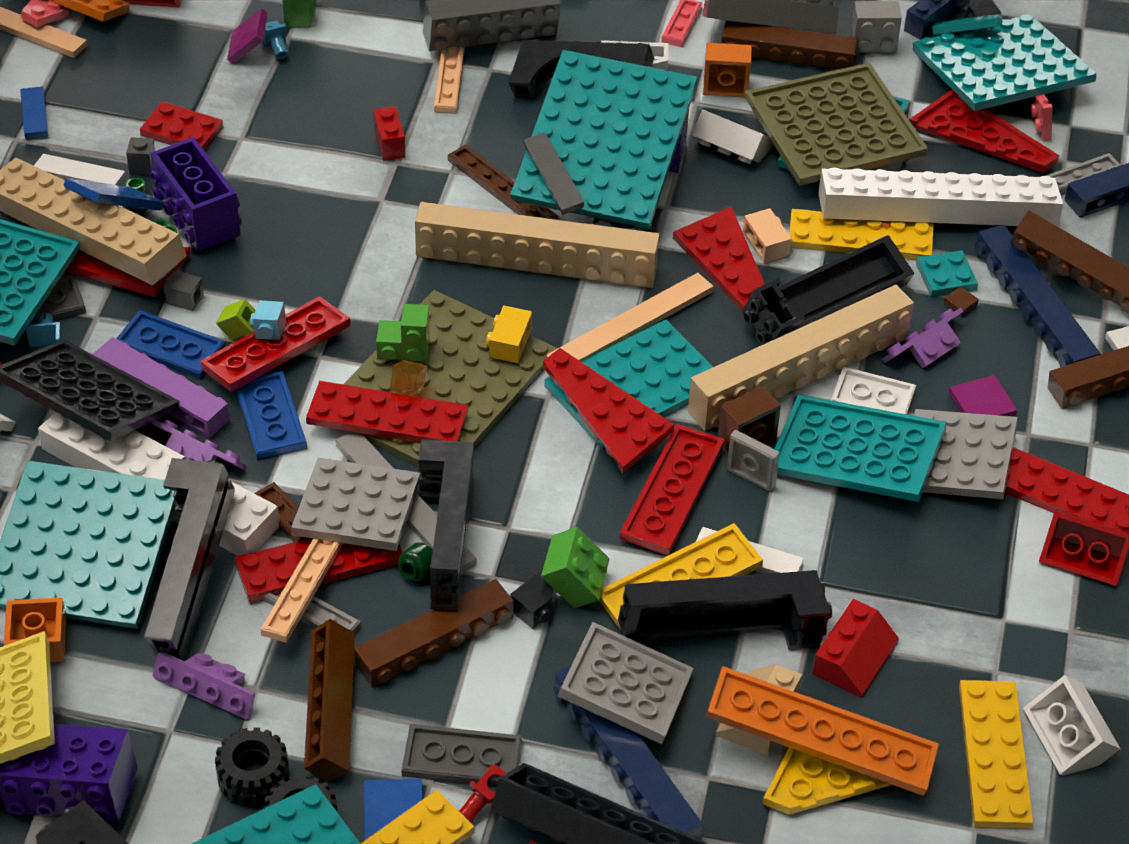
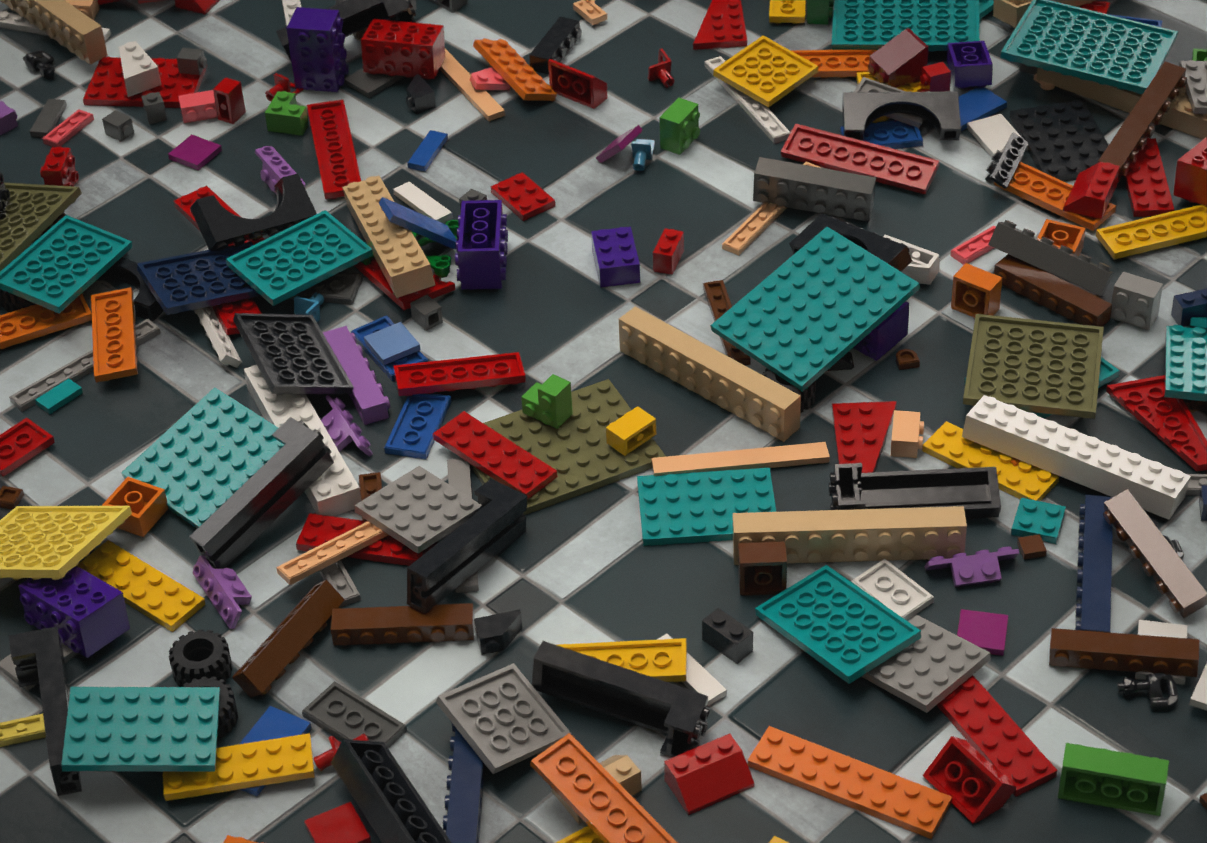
camera: 35 degrees right, 5 degrees down
(150, 718) = (143, 586): none -> yellow plate
(175, 337) = (392, 343): none -> medium blue tile
(236, 319) = (445, 346): lime brick -> none
(268, 320) = (461, 353): medium azure brick -> none
(339, 158) = (615, 257): none -> dark purple brick
(408, 378) = (525, 432): clear orange brick -> none
(553, 173) = (749, 319): dark grey tile -> none
(575, 567) = (535, 619): bright green brick -> none
(610, 413) = (663, 522): red wing -> none
(672, 489) = (667, 595): red plate -> none
(705, 161) = (907, 359): none -> reddish brown tile
(731, 137) = (939, 347): white slope -> none
(753, 460) = (740, 598): light grey plate -> none
(764, 504) = (727, 635): none -> black brick
(981, 596) = (850, 782): none -> orange plate

